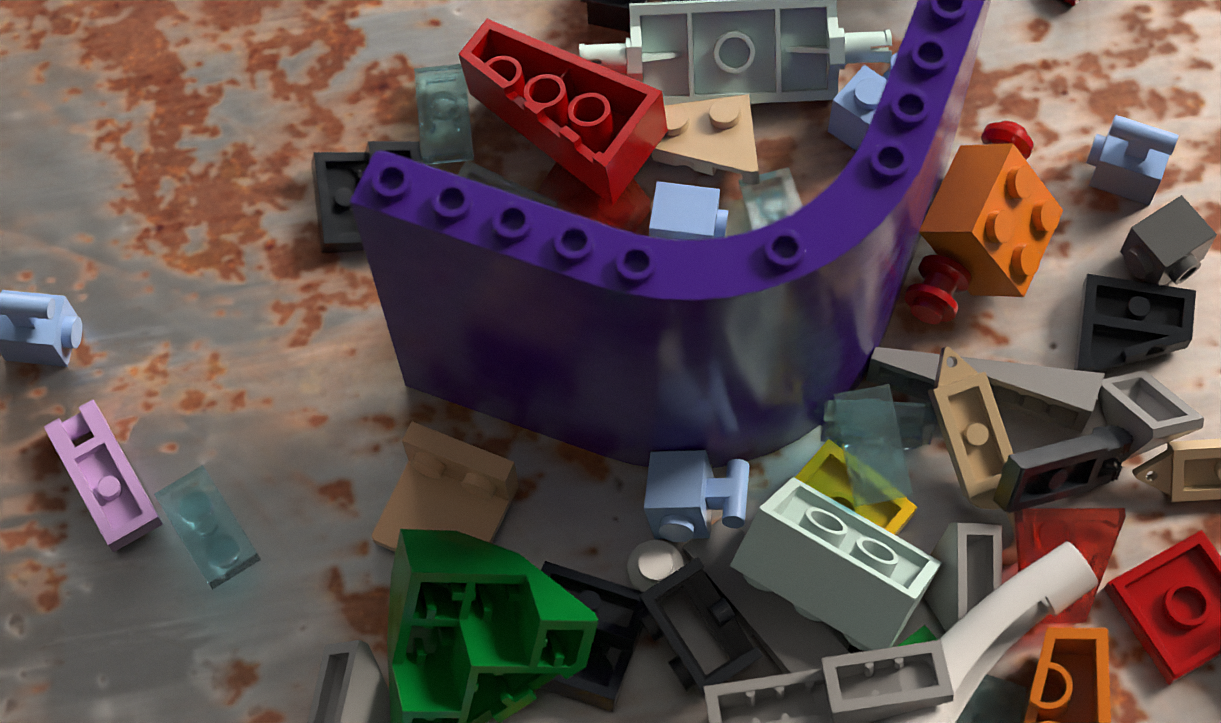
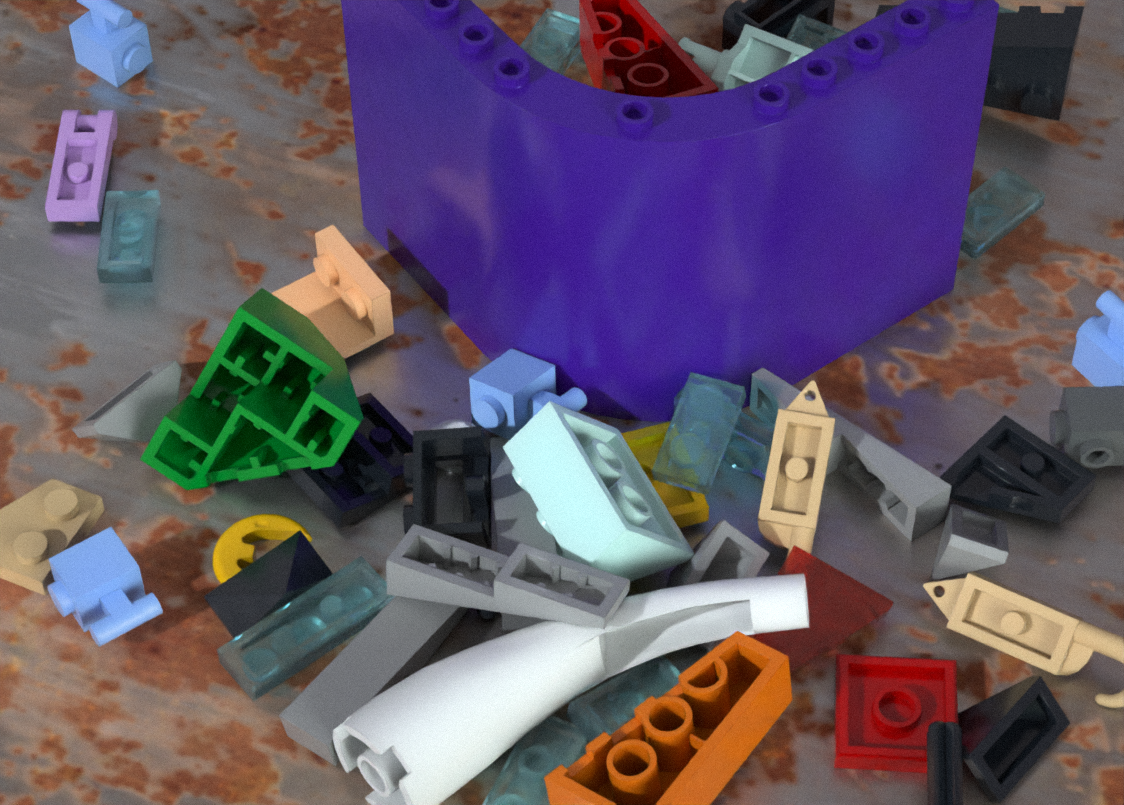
camera: 30 degrees right, 15 degrees down
(984, 225) = (933, 325): orange brick -> none
(1061, 469) = (853, 534): black hinge -> none

